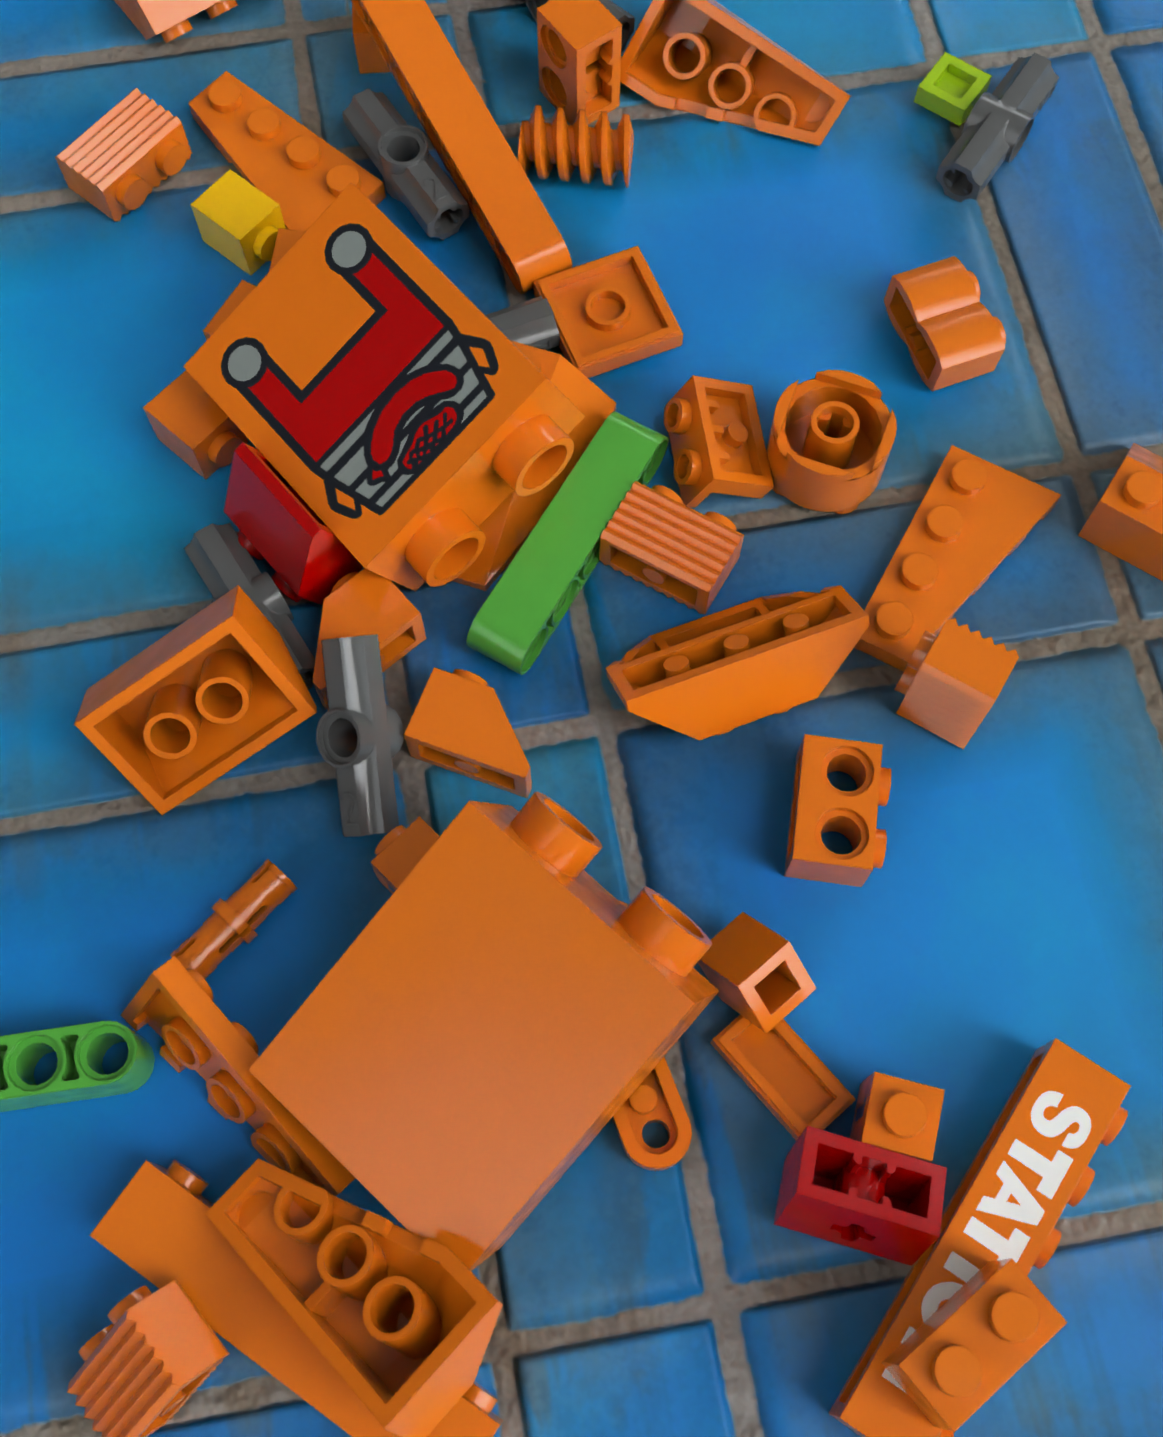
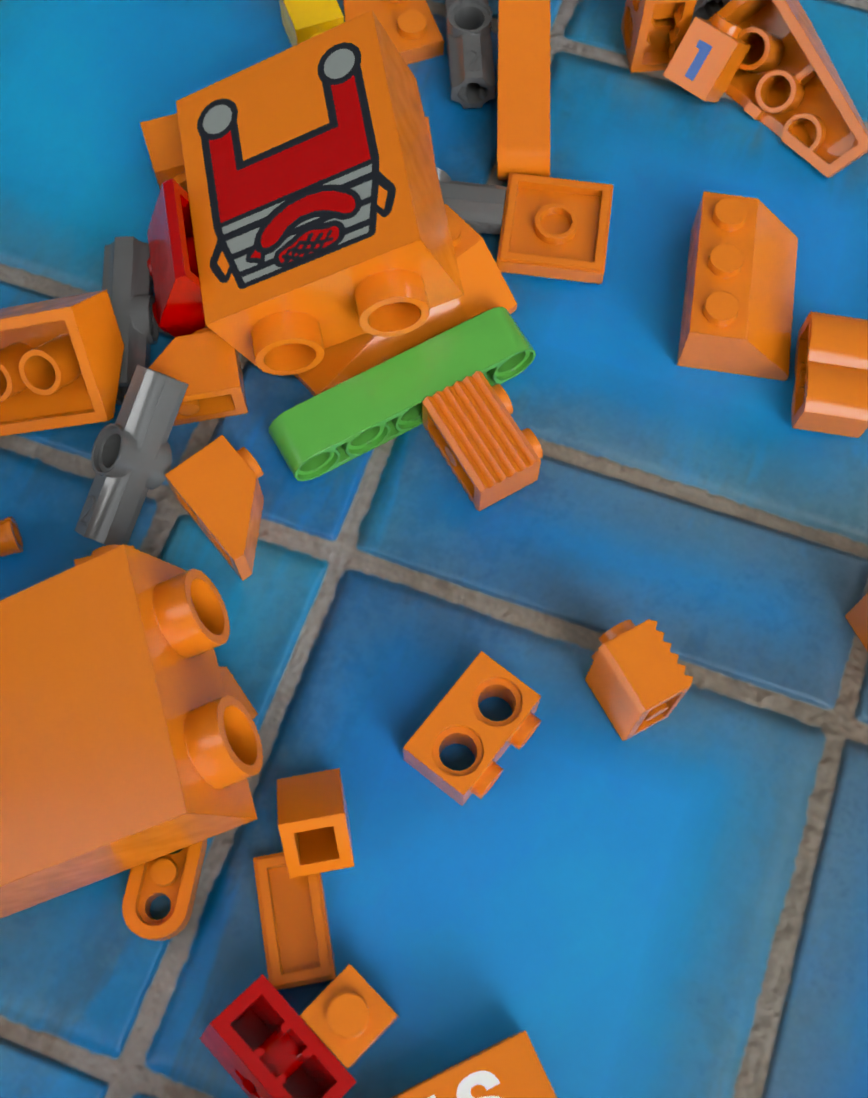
camera: 30 degrees right, 0 degrees up
(576, 146) = (613, 82): orange piece -> none
(651, 82) = (707, 58): none -> orange brick
(717, 441) = (577, 375): orange bracket -> none
(740, 661) = (467, 563): orange wedge -> none
(807, 288) = (738, 289): none -> orange slope
(830, 441) = (666, 422): orange brick -> none
(952, 546) = (729, 562): orange wing -> none

